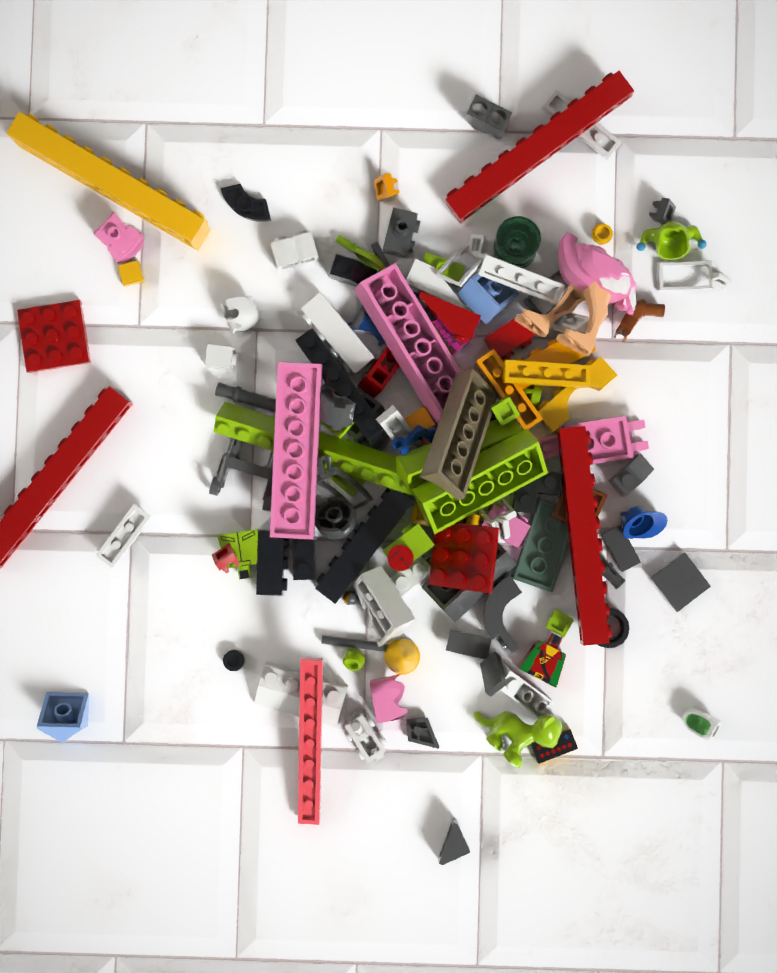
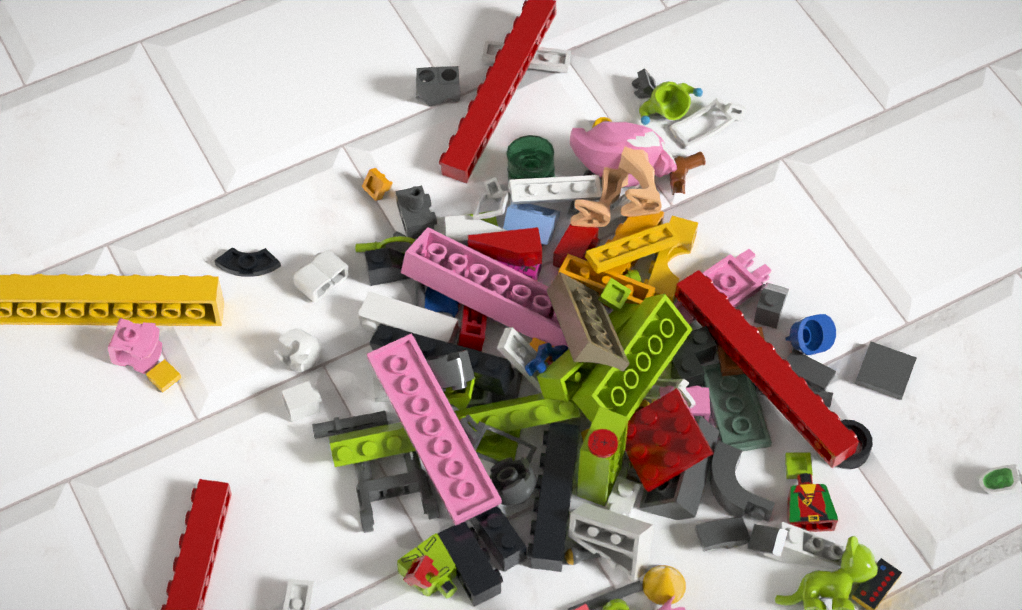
camera: 35 degrees left, 30 degrees down
(53, 336) = (111, 472): red plate -> none

